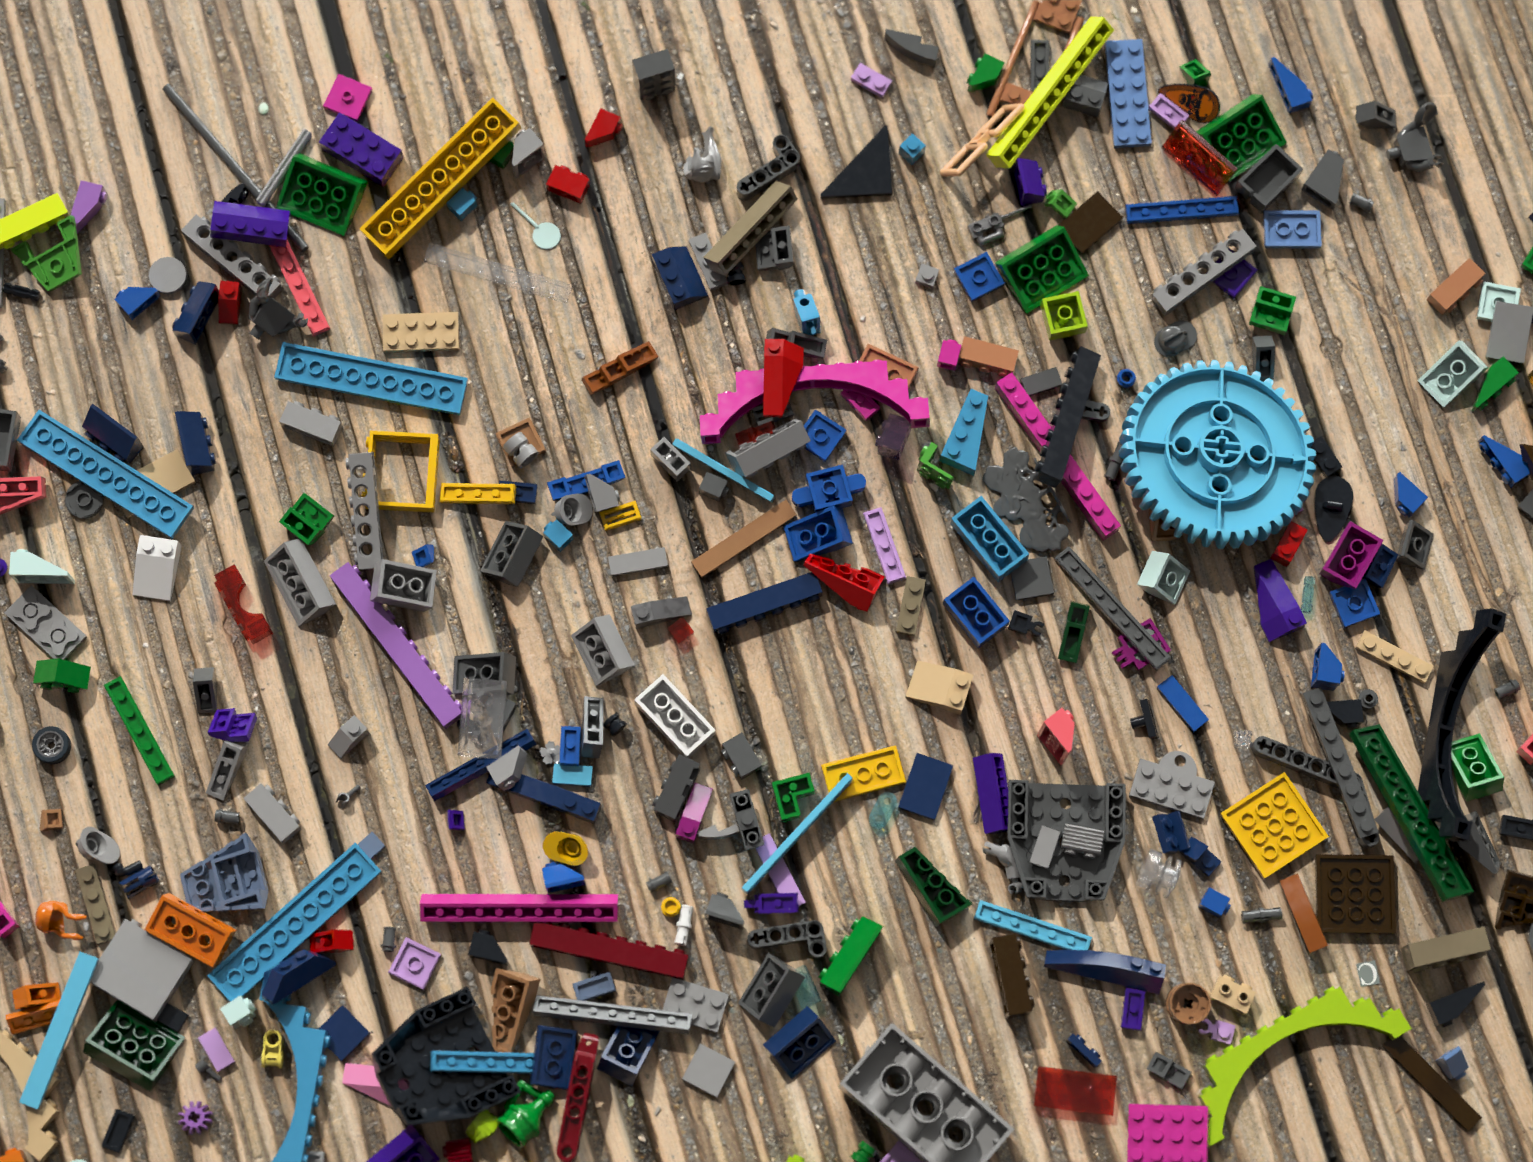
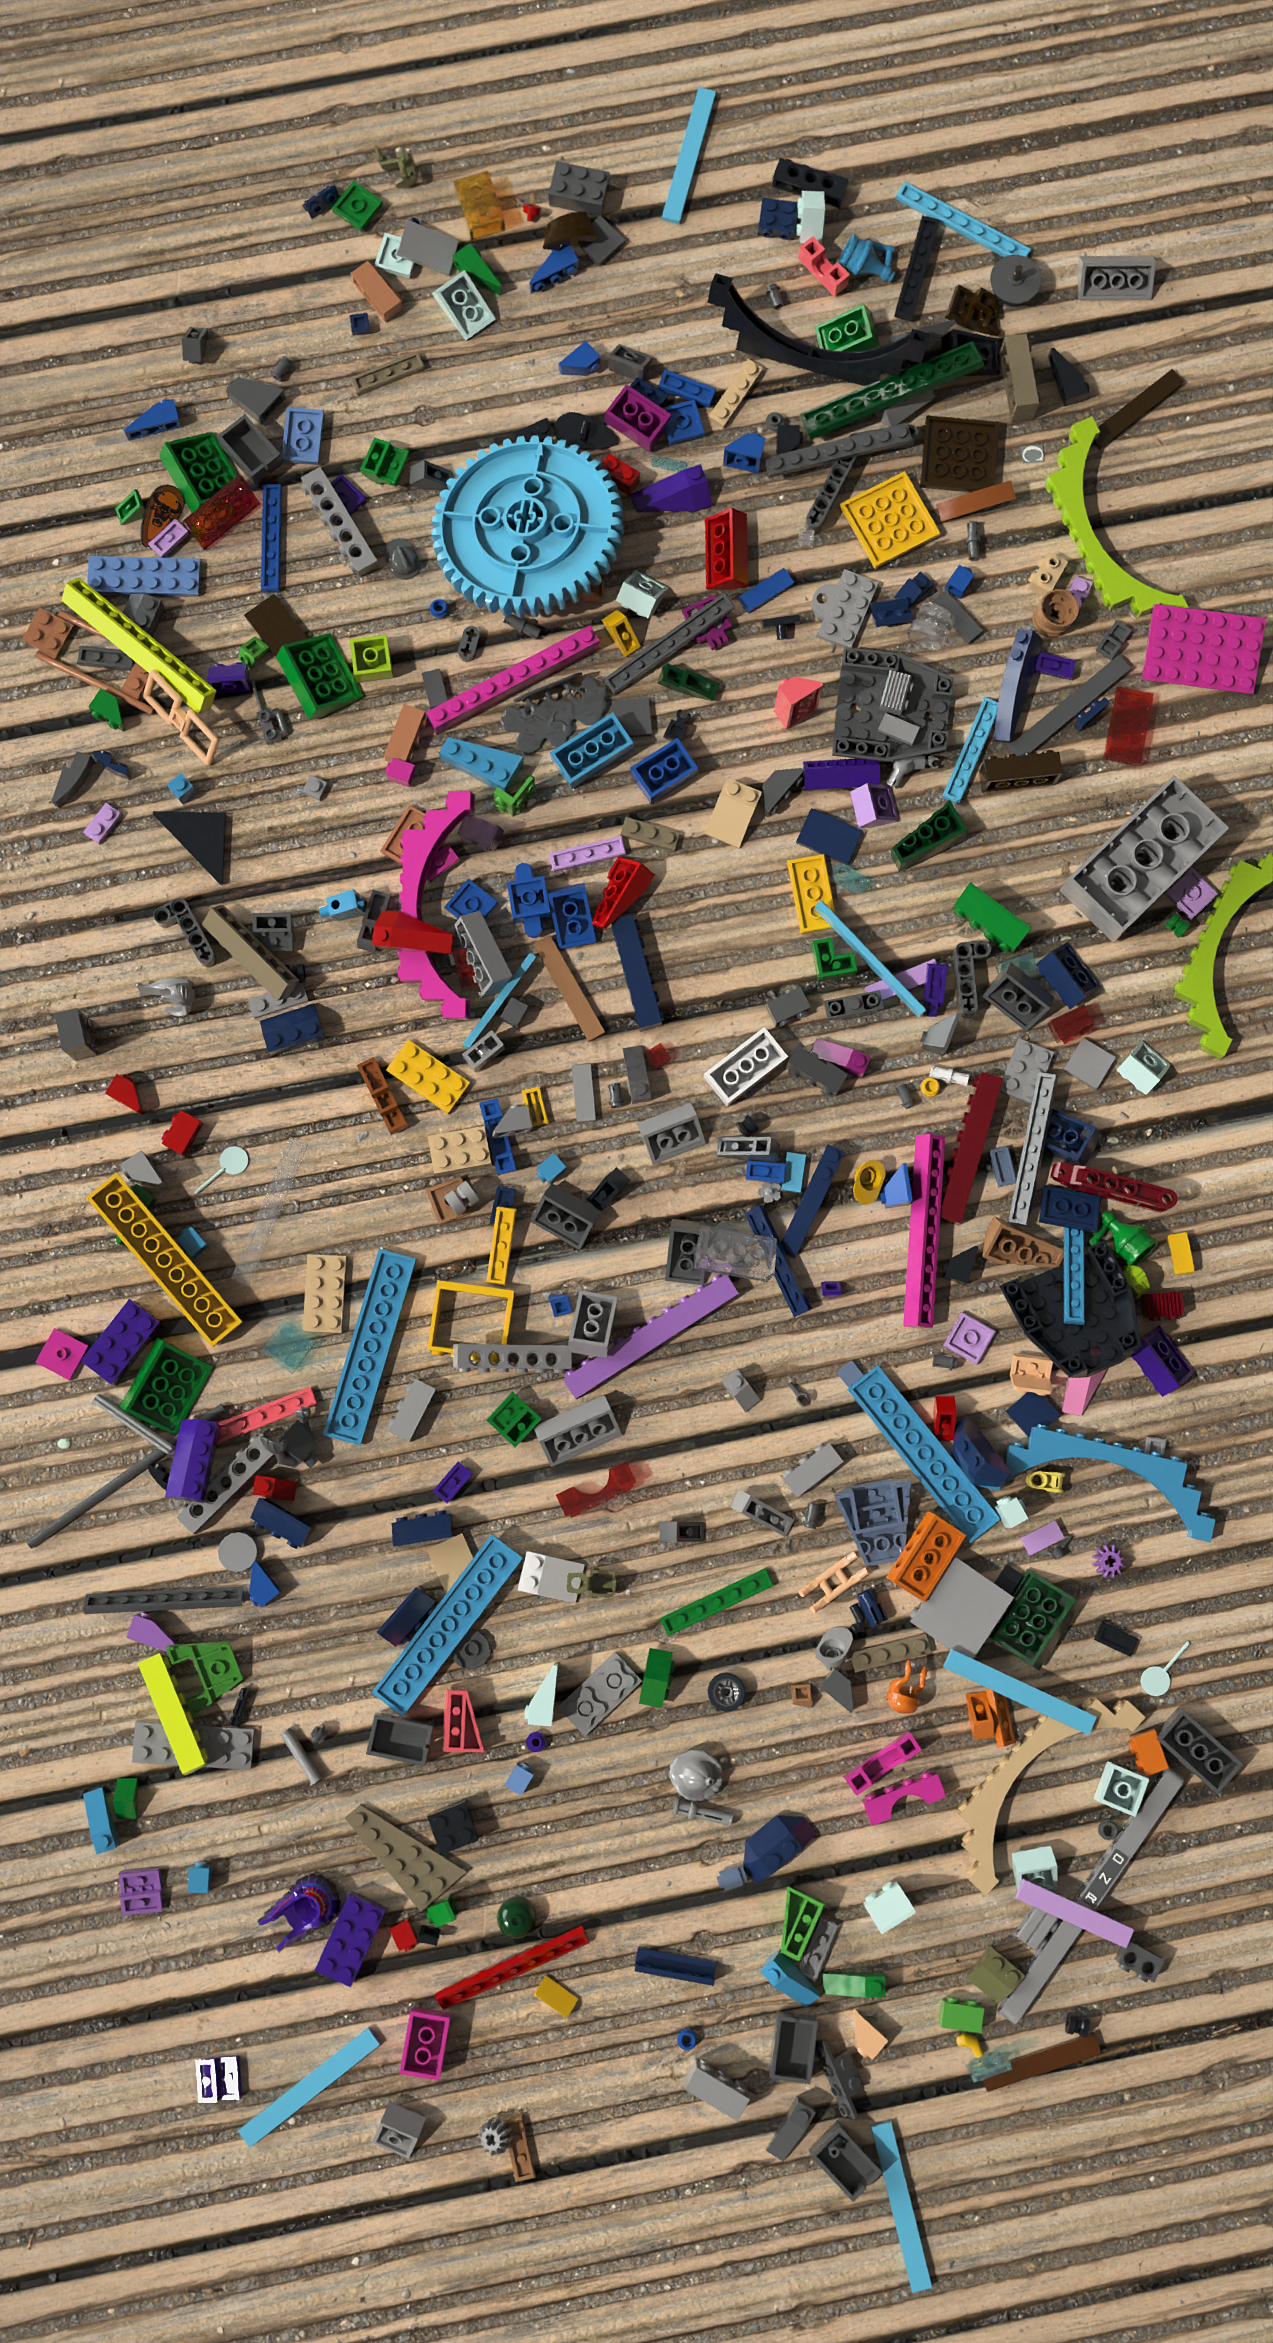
camera: 85 degrees left, 5 degrees up
(58, 854) = (838, 1688): none -> dark grey slope
(118, 212) = (163, 1600): none -> dark grey plate
(150, 607) = (593, 1583): none -> olive piece
(151, 843) = (846, 1583): none -> light nougat piece
(232, 726) = (722, 1505): dark purple slope -> none
(243, 468) = (452, 1482): none -> dark purple plate
(366, 302) = (288, 1346): none -> clear light blue plate
(376, 1024) = (1031, 1374): none -> light nougat bracket
(508, 768) = (787, 1232): light grey slope -> none
(541, 592) = (608, 1189): none -> black slope
(569, 445) = (459, 1151): none -> tan brick
(573, 509) = (527, 1152): light grey piece -> none
(637, 592) = (615, 1095): none -> dark grey pin
(642, 410) = (428, 1076): none -> yellow plate
(708, 1127) = (1143, 1067): none -> light aqua slope
(712, 833) = (861, 1040): light grey slope -> none
(747, 1048) = (1070, 1024): none -> clear red brick
(930, 80) = (108, 762): none -> dark blue slope
(961, 829) = (874, 805): none -> medium lavender slope
(970, 730) = (778, 788): none -> dark grey slope
(979, 276) = (321, 737): blue plate -> none
(1067, 417) = (478, 662): black brick -> none
(1089, 1028) = (1070, 707): none -> dark grey tile
(1119, 559) = (621, 632): none -> yellow slope
(1176, 903) = (964, 624): none -> dark grey tile
(1220, 659) = (726, 550): none -> red slope
(1370, 306) = (387, 373): none -> dark tan tile
(1392, 606) = (687, 388): none -> blue plate
(1412, 142) = (228, 312): dark grey torso -> none
(1419, 273) = (360, 324): none -> dark blue plate
(1453, 1063) = (1122, 386): medium blue slope -> none
(1472, 910) = (987, 347): none -> black slope

